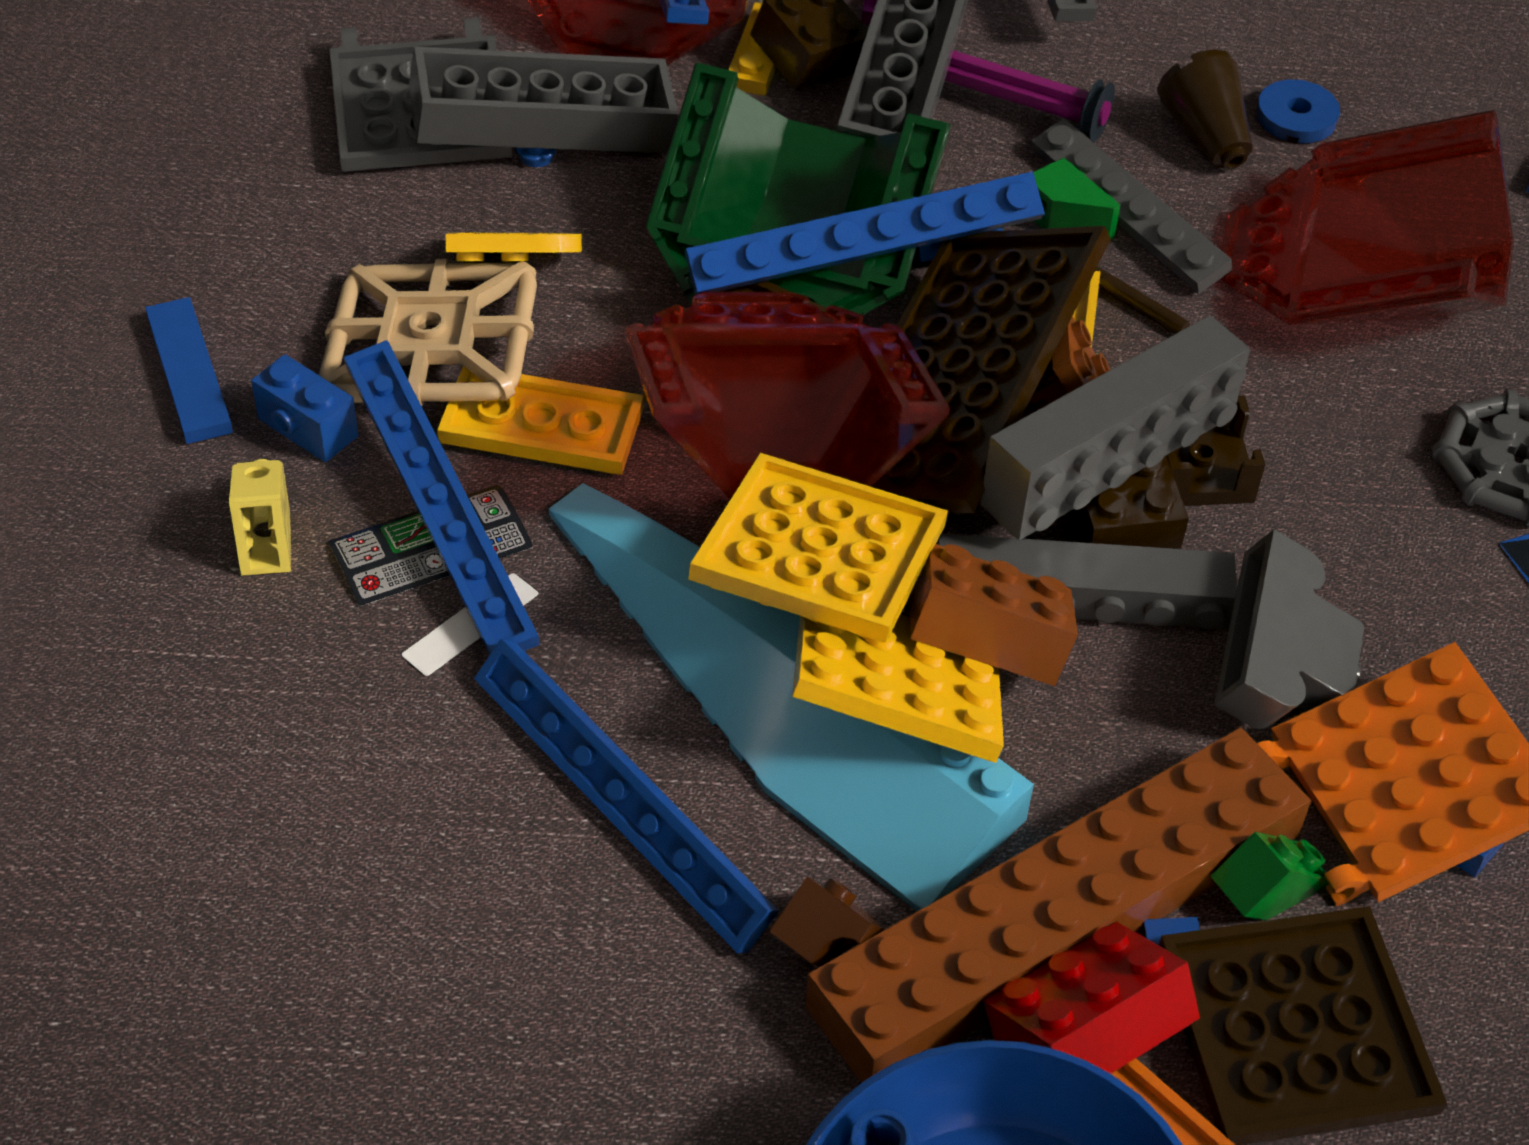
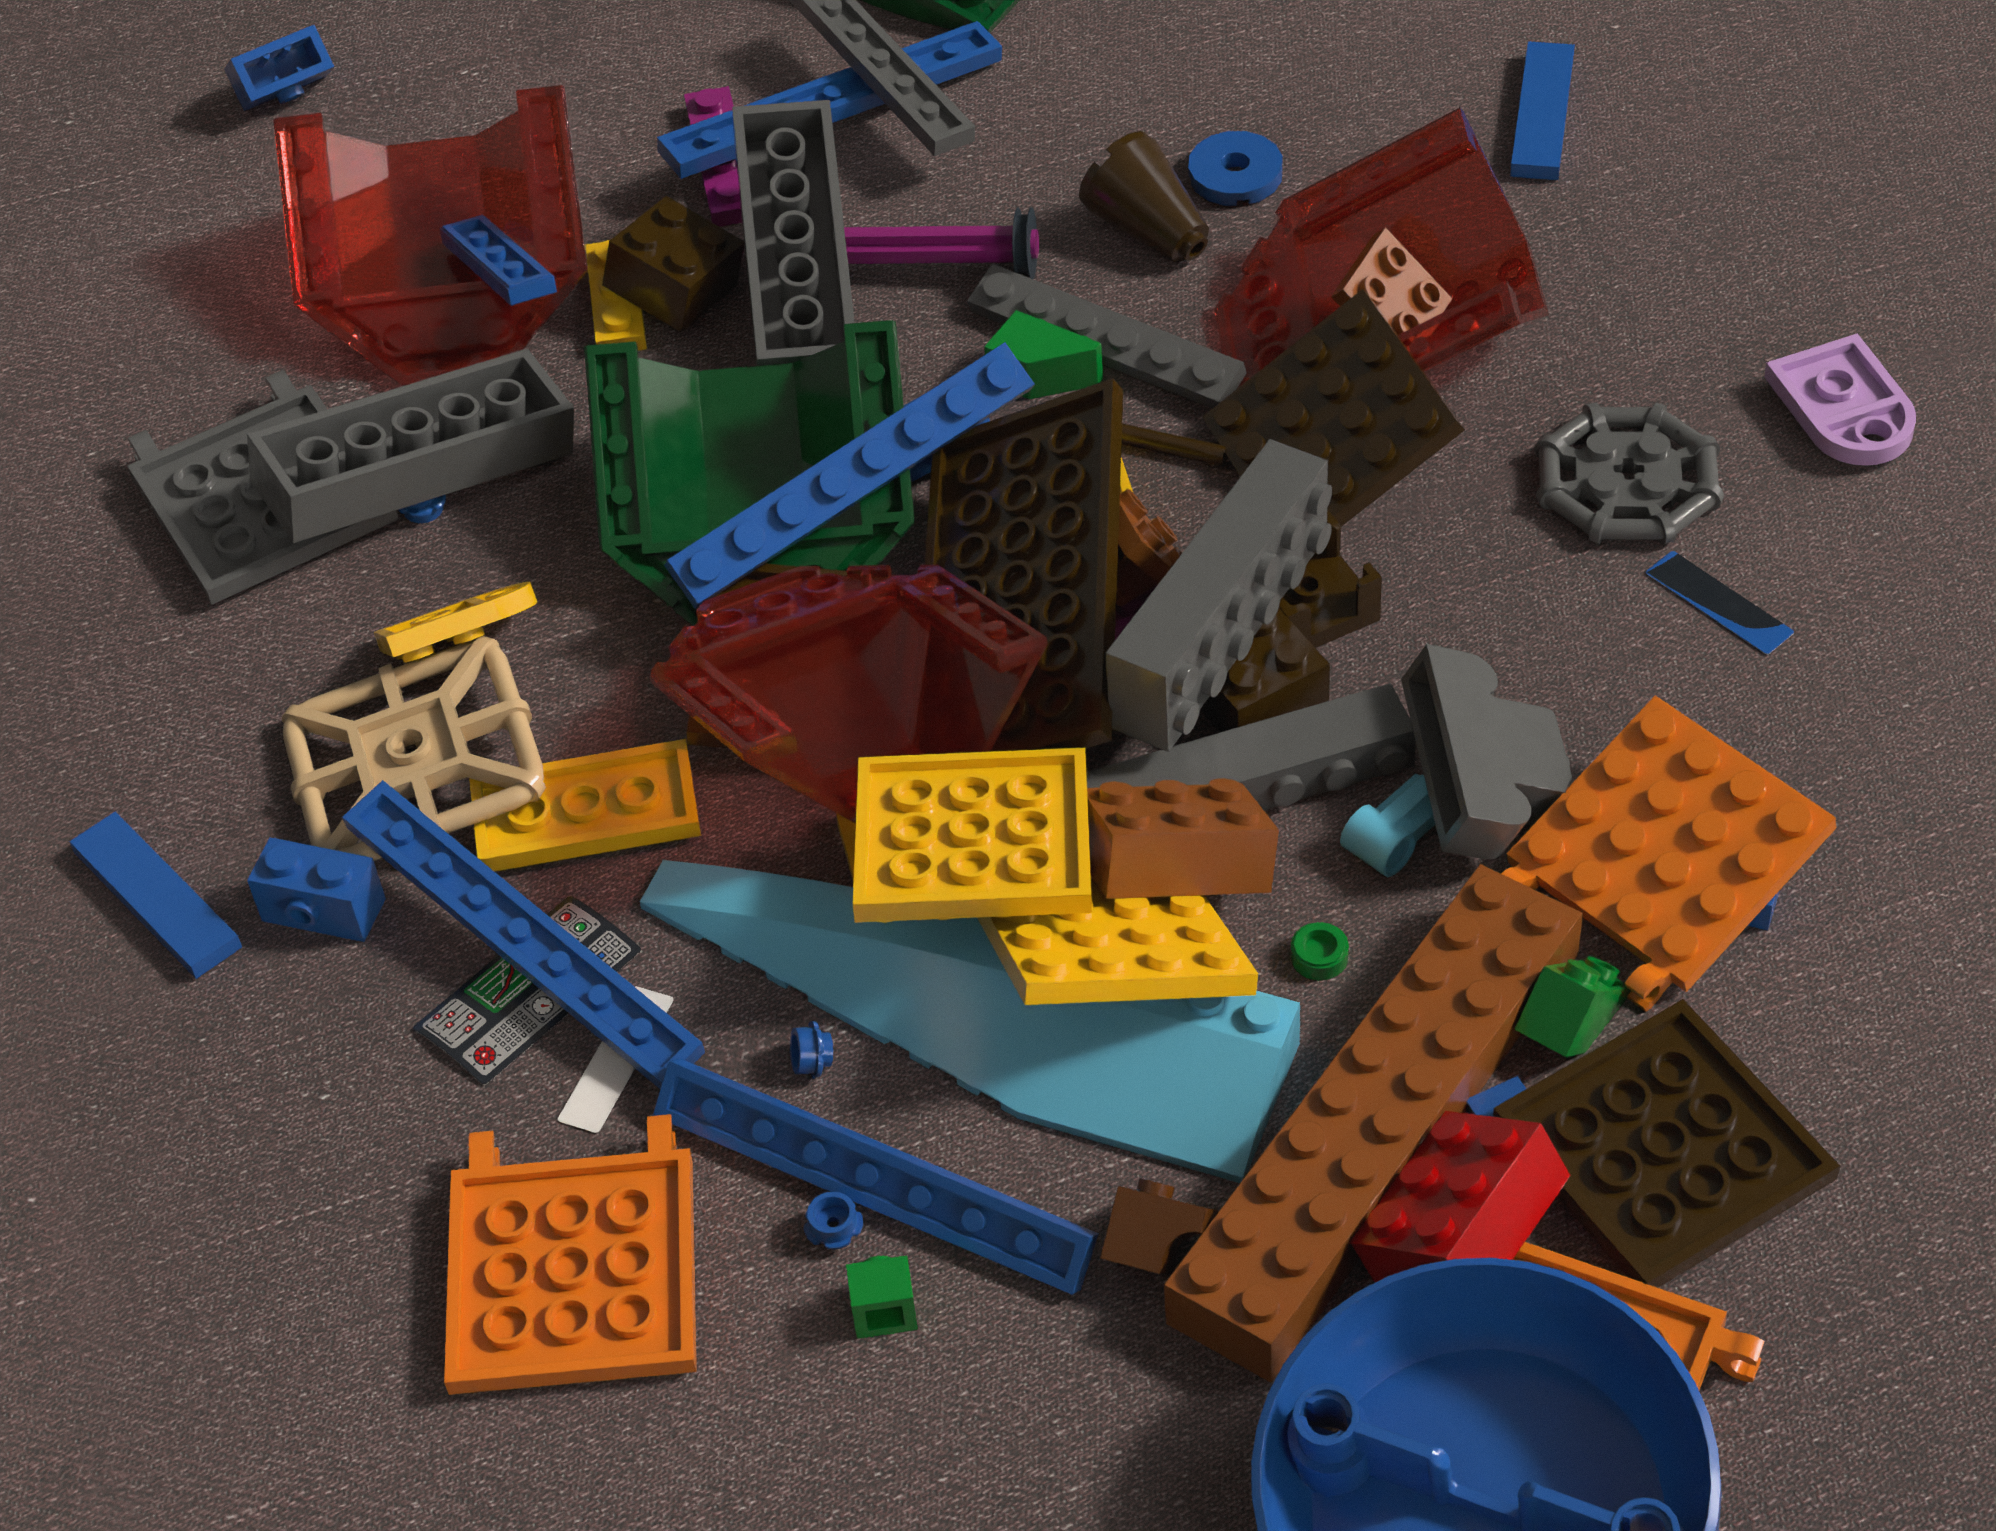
camera: 15 degrees left, 0 degrees up
(257, 497) = (327, 1003): light yellow torso -> none
(349, 773) = (570, 1267): none -> orange plate
(572, 805) = (831, 1208): none -> blue plate
(579, 892) = (881, 1296): none -> green plate
(622, 673) = (810, 1050): none -> blue plate
(1077, 750) = (1319, 951): none -> green tile
(1179, 675) = (1390, 832): none -> medium azure piece
(1300, 316) = (1345, 397): none -> dark brown plate
(1373, 239) = (1394, 282): none -> plate

